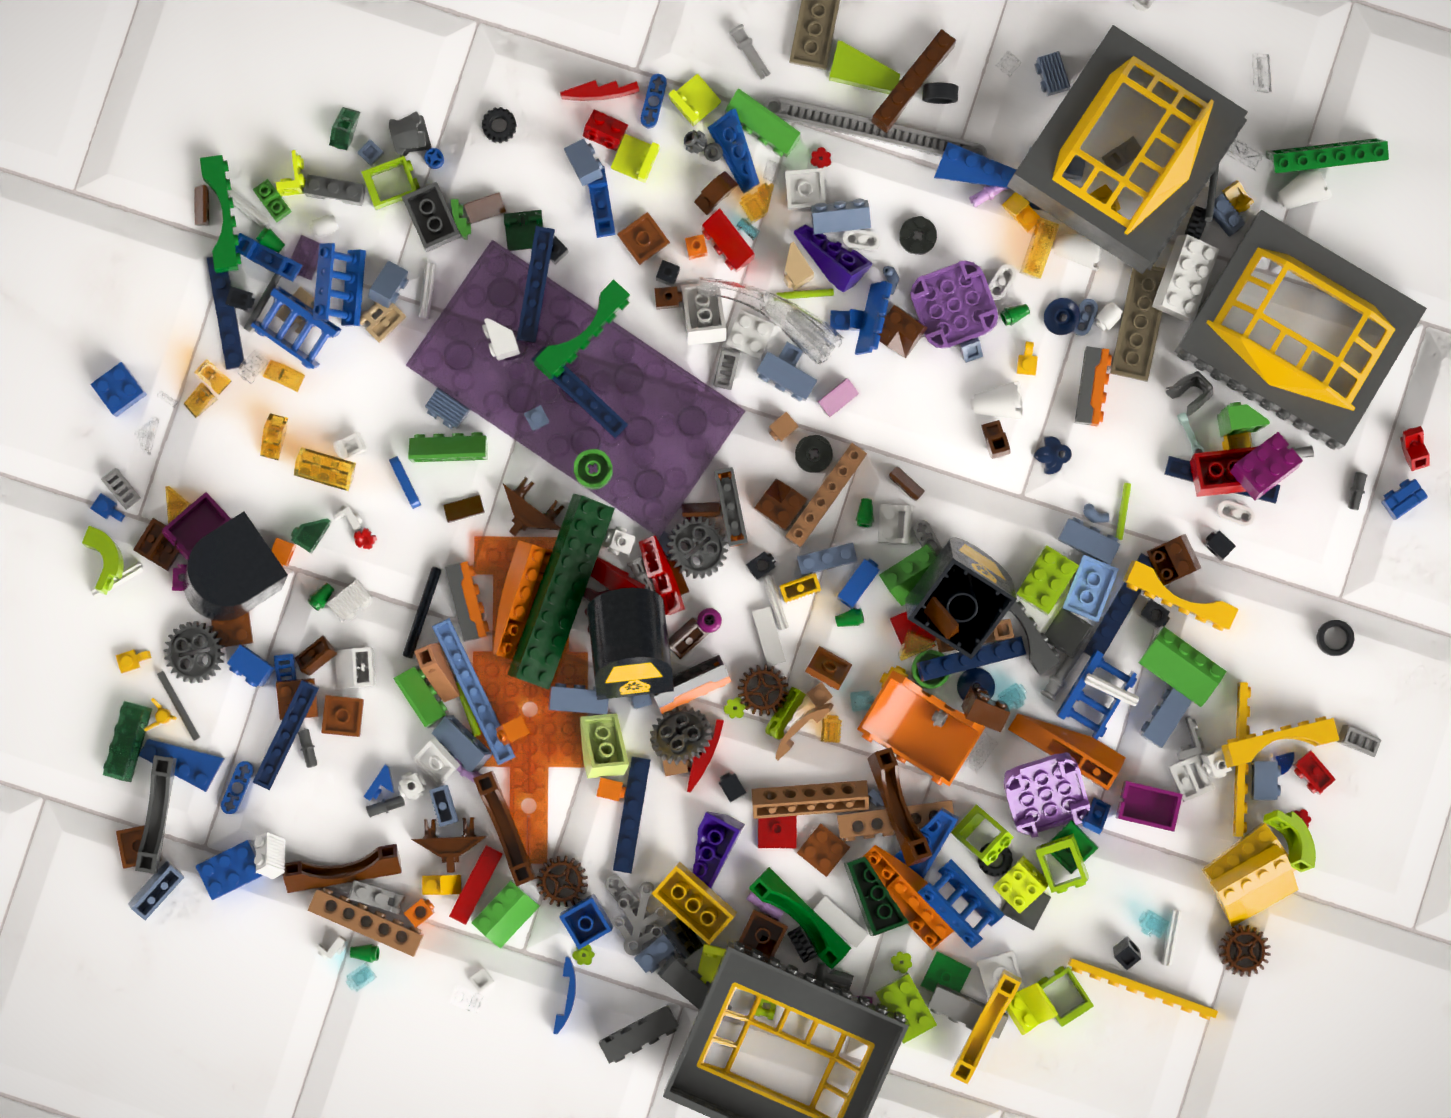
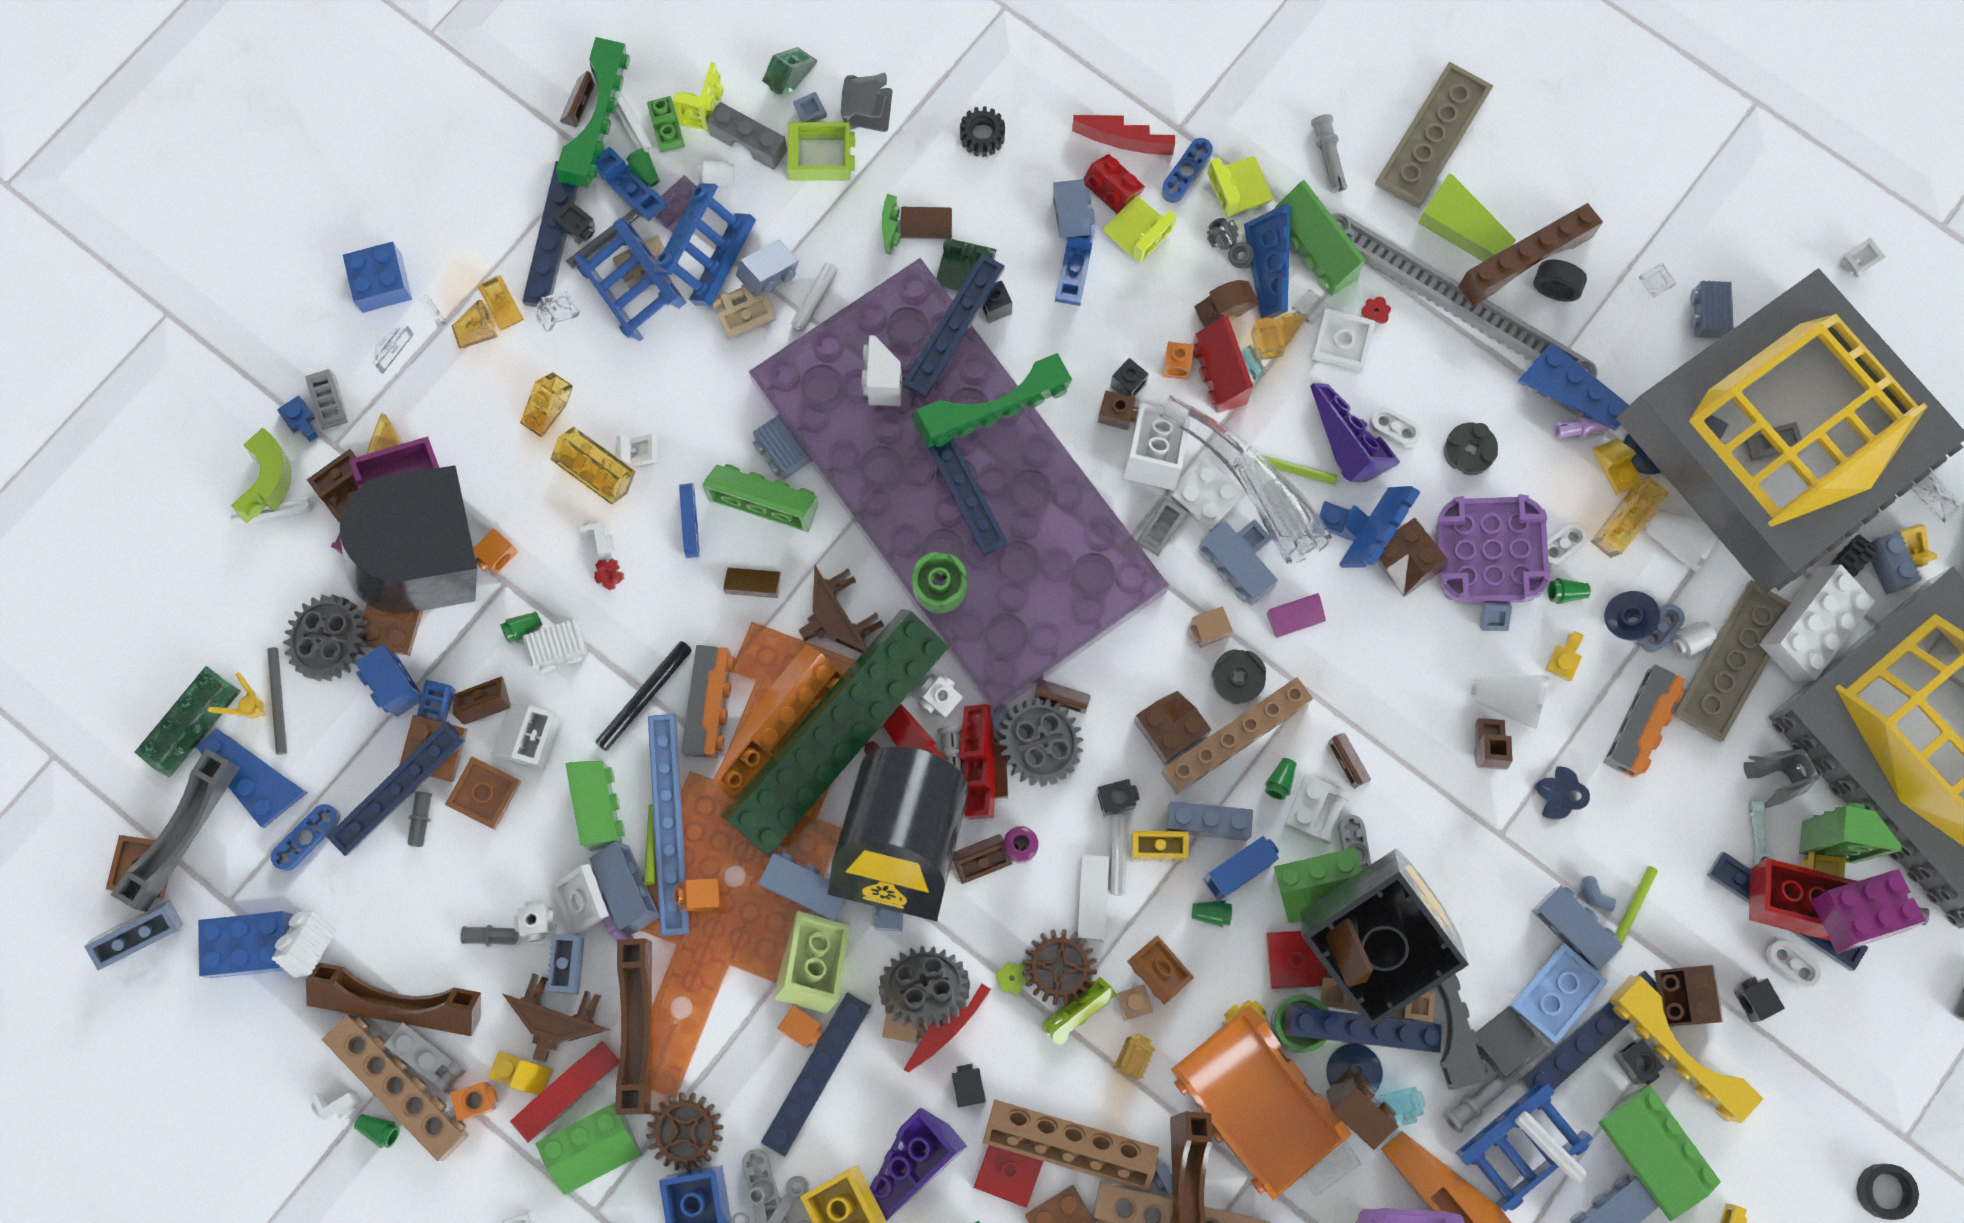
camera: 20 degrees right, 10 degrees down
(130, 660) = (242, 618): yellow plate -> none
(284, 375) = (592, 336): clear yellow slope -> none
(310, 534) = (541, 541): clear green slope -> none
(360, 977) = (354, 1162): clear light blue brick -> none
(383, 779) = (501, 898): blue slope -> none
(431, 216) = (854, 207): dark grey brick -> none
(434, 155) = (883, 137): blue wheel -> none
(437, 671) = (631, 778): nougat slope -> none
(536, 418) = (890, 493): sand blue plate -> none
(643, 238) = (1113, 328): dark orange plate -> none
(694, 683) = (967, 922): piece -> none
(730, 507) = (1104, 704): dark grey piece -> none
(797, 269) = (1301, 431): tan slope -> none
(816, 714) = (1122, 1025): medium nougat slope -> none
(840, 216) = (1379, 386): sand blue brick -> none
(861, 701) = (1189, 1032): clear light blue brick -> none
(891, 276) = (1419, 481): sand blue arm -> none
(914, 644) = (1289, 980): clear yellow slope -> none
(939, 718) = (1290, 1097): light grey plate -> none
(1046, 580) = (1504, 959): lime brick -> none
(1211, 196) = (1884, 530): dark grey bar -> none

